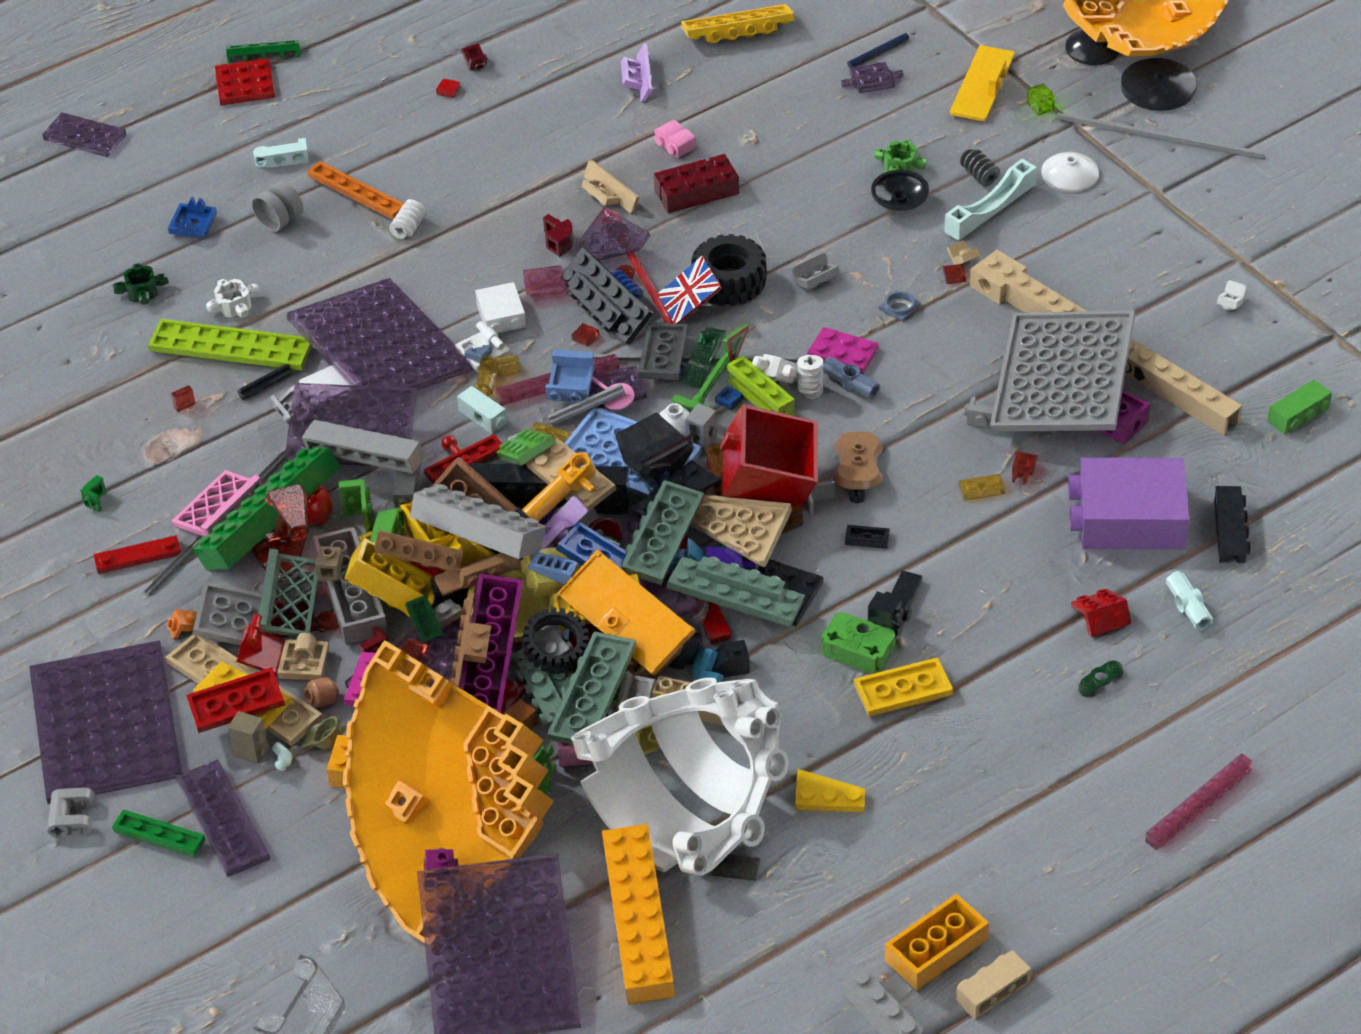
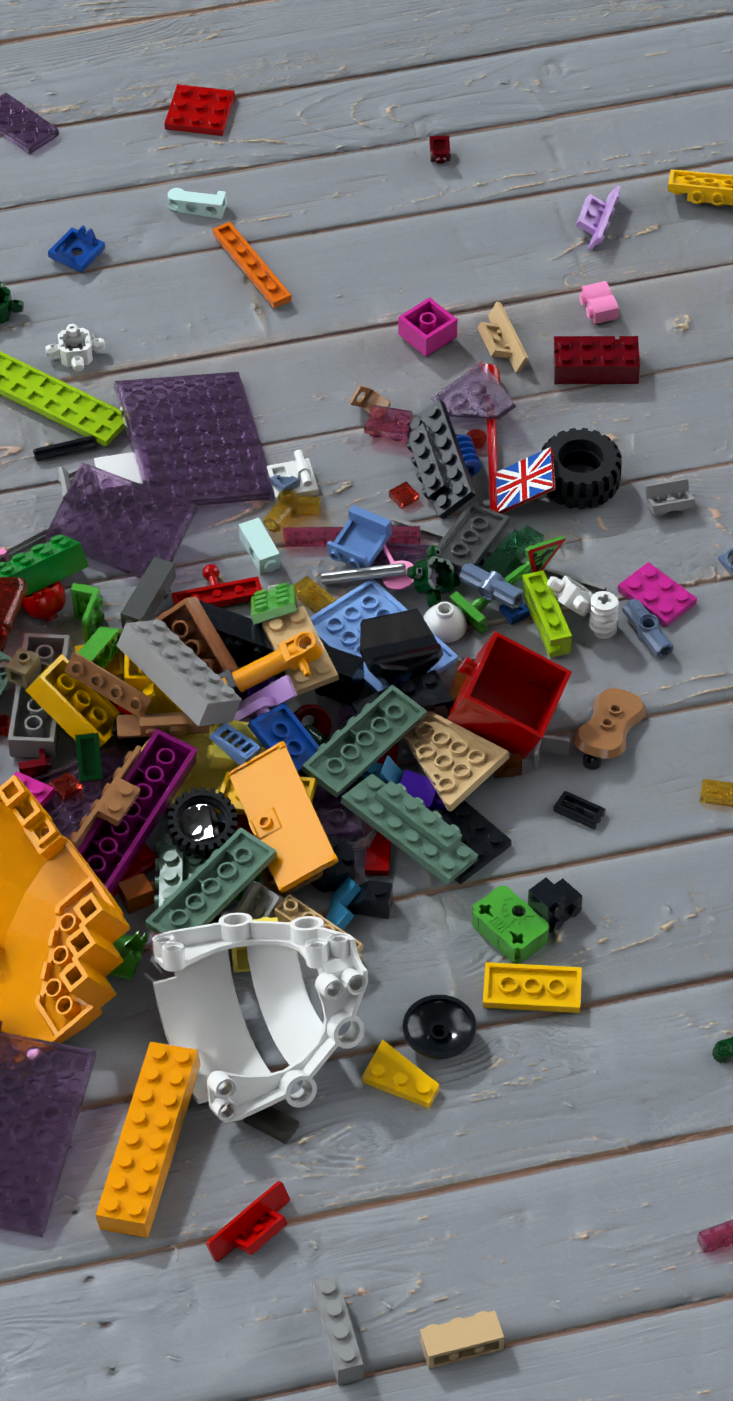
camera: 20 degrees right, 5 degrees up
(263, 48) = (233, 77): green hinge -> none
(277, 206) = (162, 260): light grey wheel -> none
(365, 446) = (116, 552): light grey brick -> none
(407, 219) = (285, 312): white piece -> none
(447, 612) = (114, 755): light grey bracket -> none
(448, 88) = (398, 176): red tile -> none
(501, 308) = (331, 440): white brick -> none
(517, 267) = (369, 398): none -> medium nougat bracket
(539, 195) = (427, 327): none -> dark pink brick
(558, 235) = (430, 377): dark red brick -> none
(649, 387) = (443, 567): none -> dark green piece
(702, 426) = (464, 635): light grey brick -> none
(705, 380) = (491, 585): none -> sand blue piece
(765, 954) = (253, 1225): none -> red bracket
(843, 741) = (439, 1016): none -> black dish
(907, 585) = (591, 879): black tile -> none
(936, 941) = (425, 1274): light orange brick -> none

